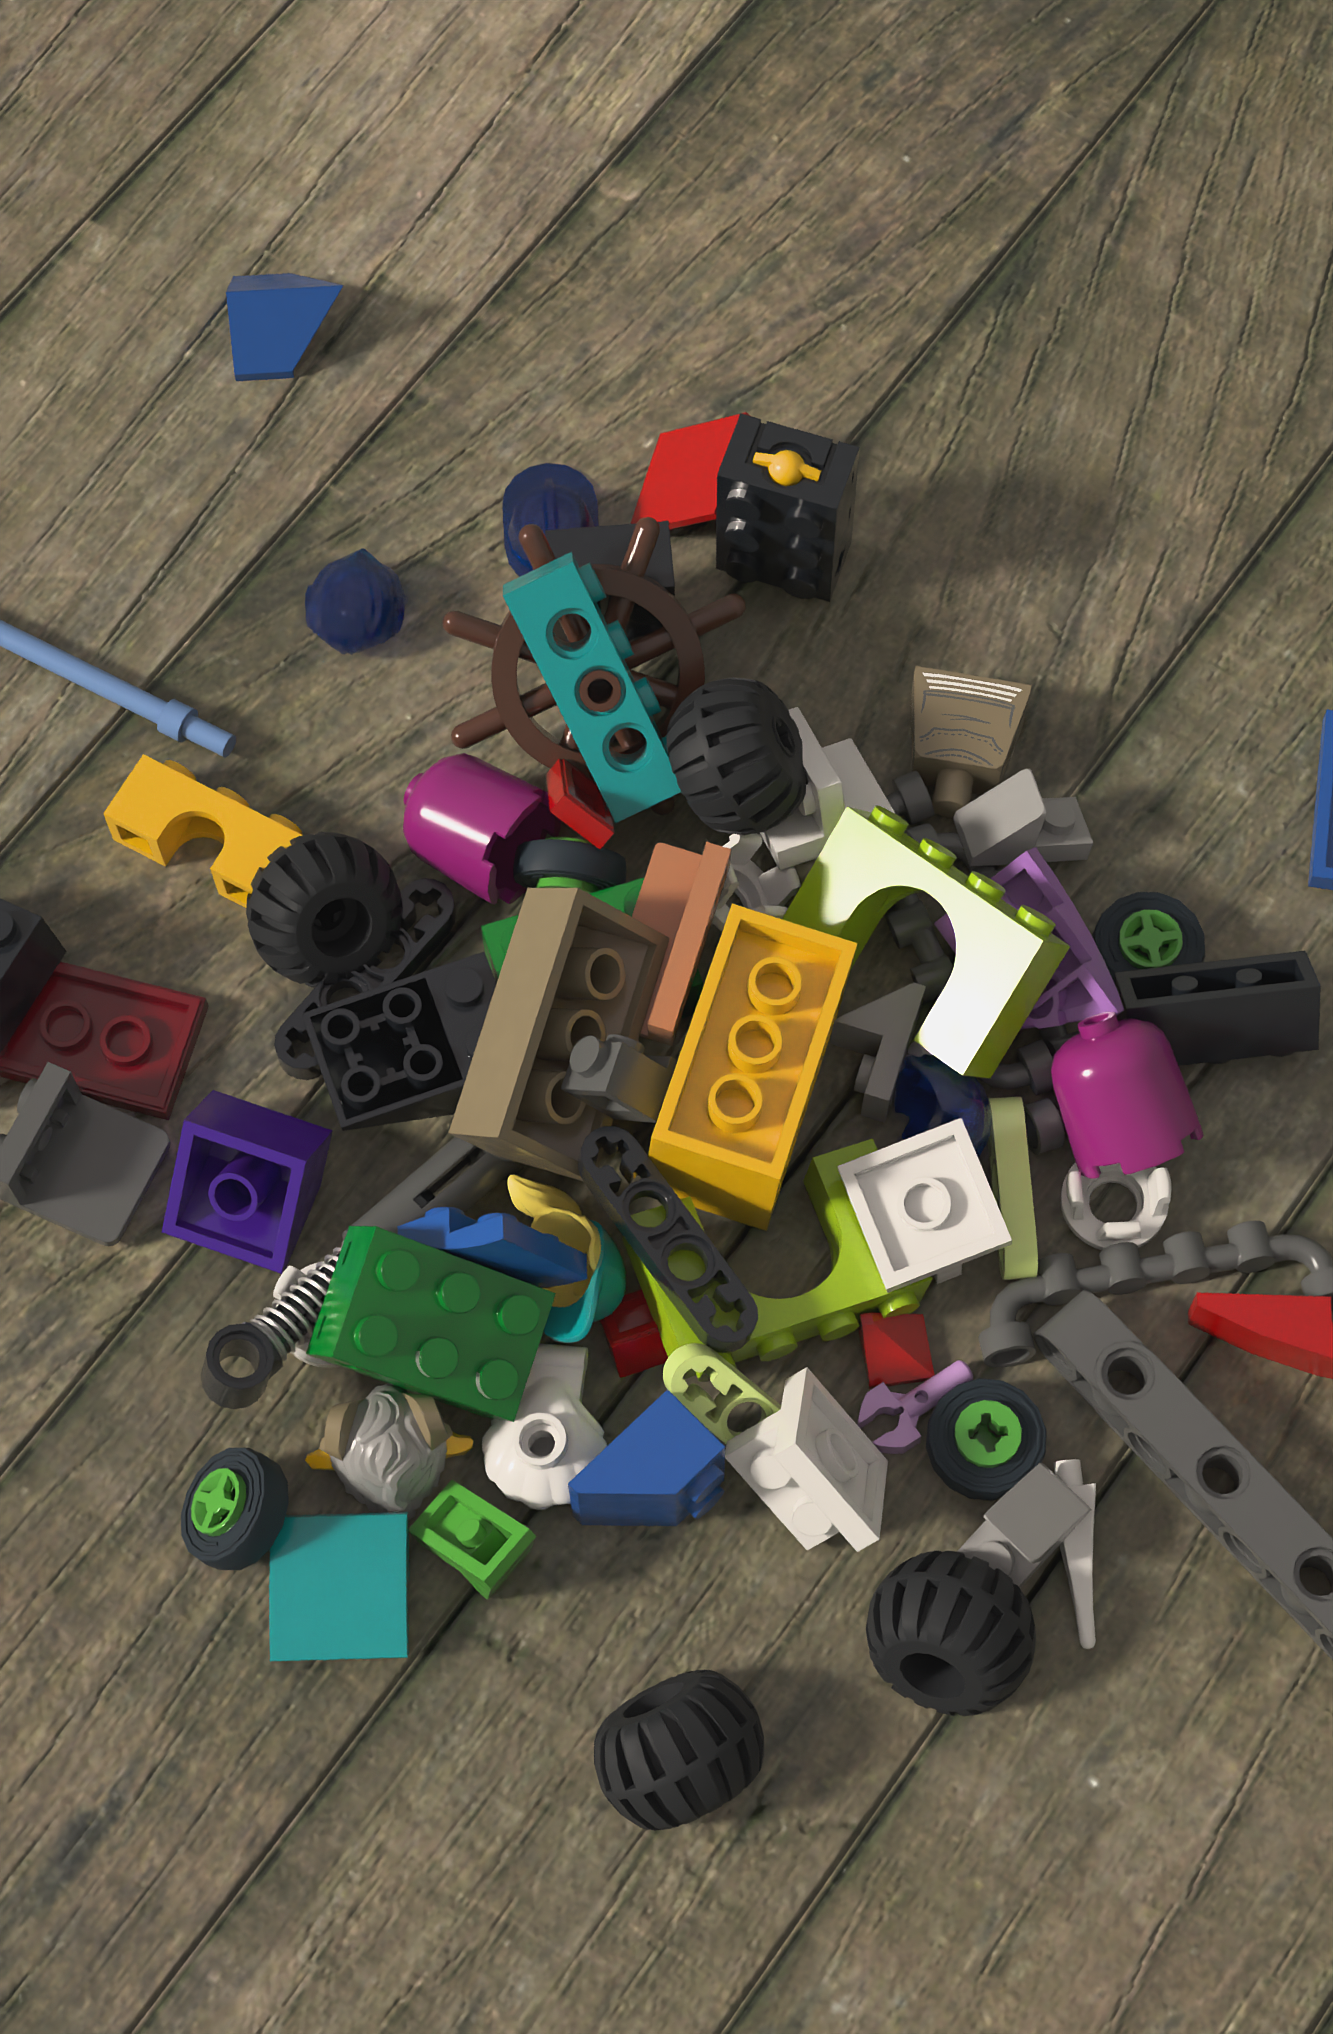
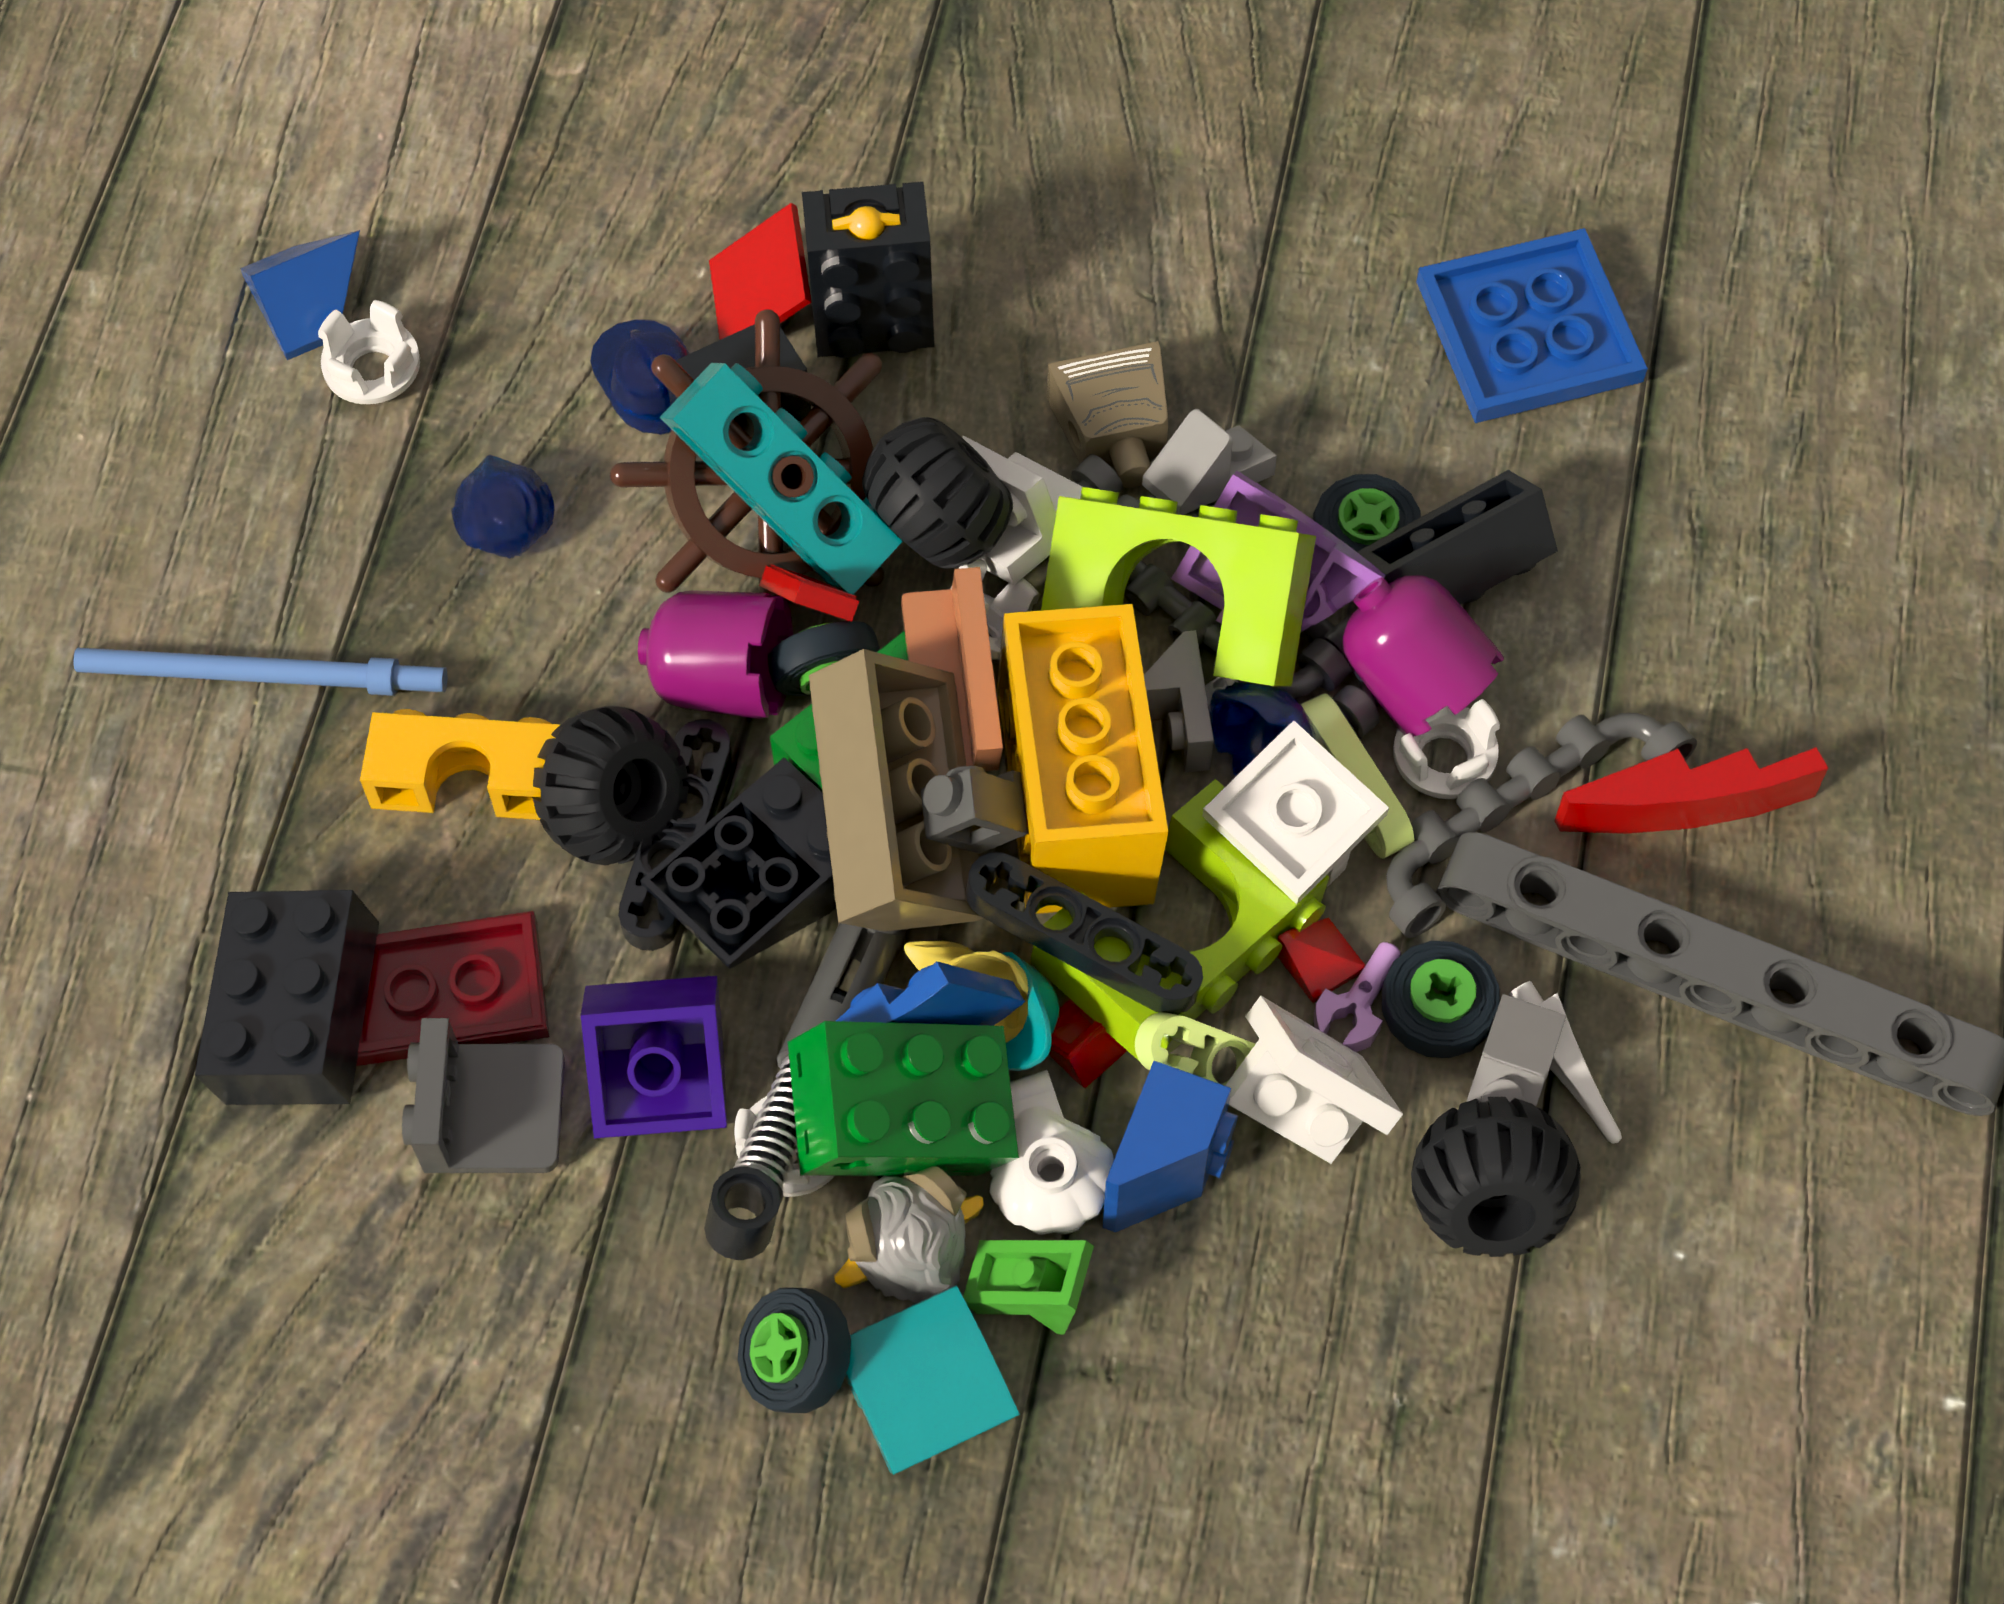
camera: 25 degrees left, 5 degrees down
(293, 386) = (348, 341): none -> white piece
(679, 1750) = (1308, 1385): black wheel -> none

